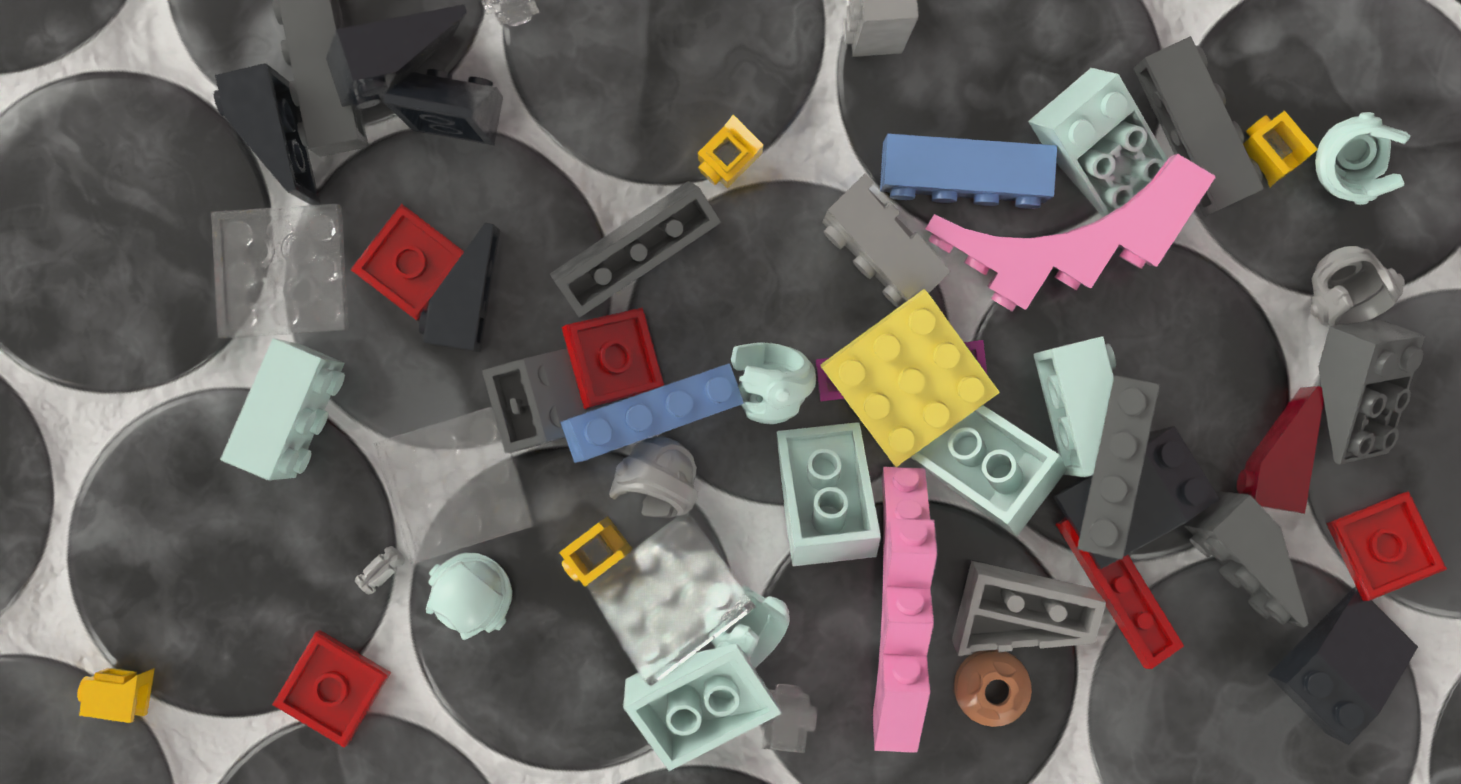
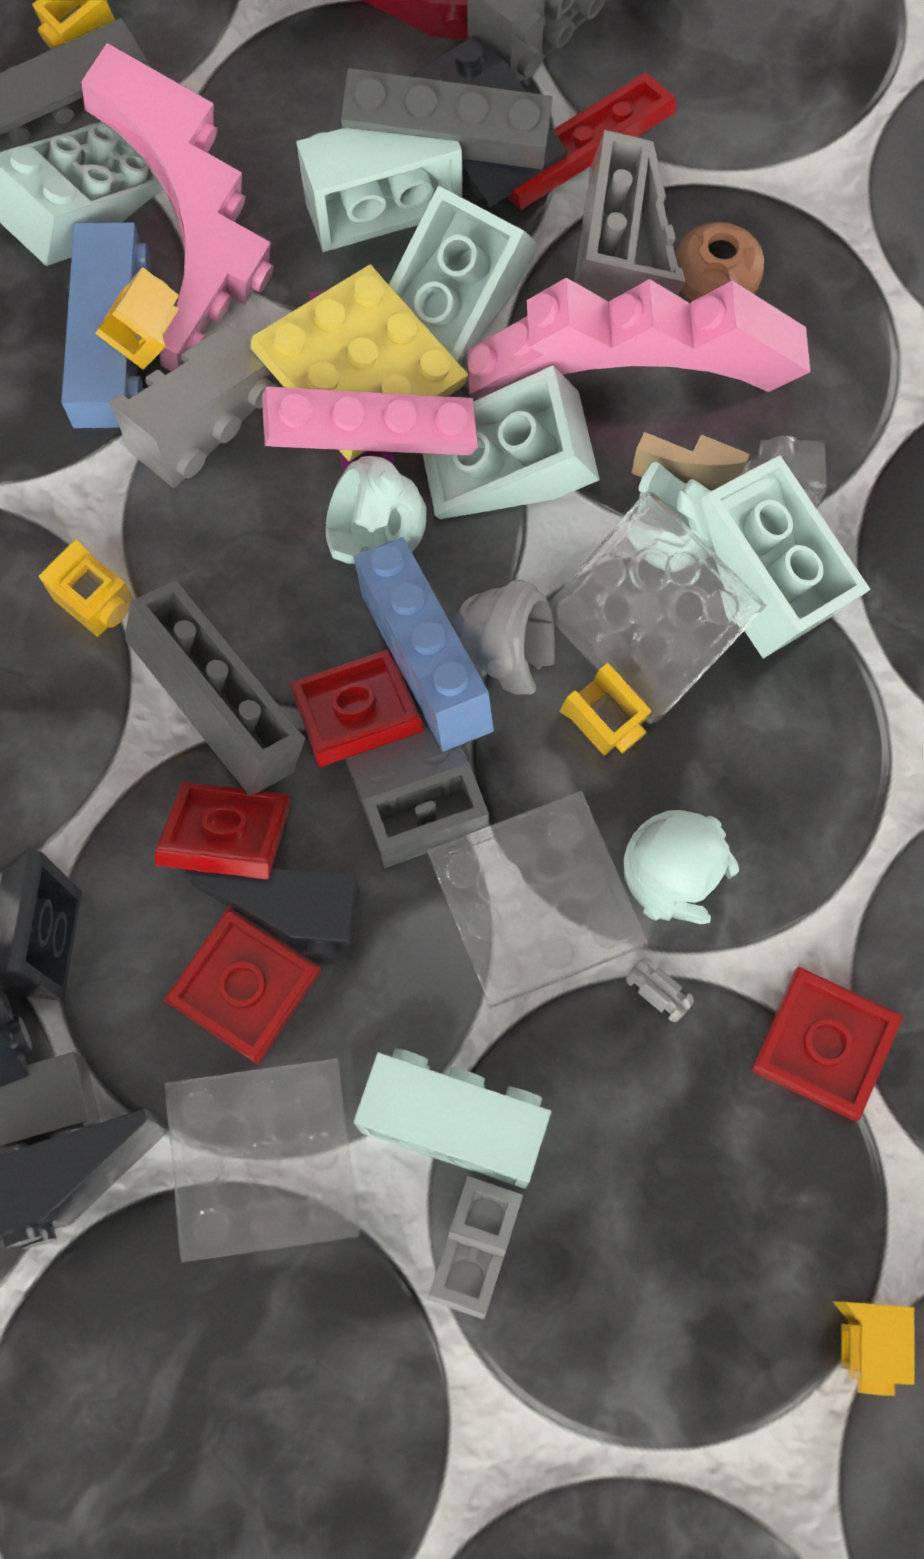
camera: 90 degrees left, 15 degrees down
(200, 416) = (475, 1247): none -> light grey slope
(519, 252) = (223, 830): none -> red tile
(801, 652) = (708, 464): none -> tan slope
(841, 382) = (368, 421): none -> bright pink plate
(954, 199) = (140, 318): none -> yellow window

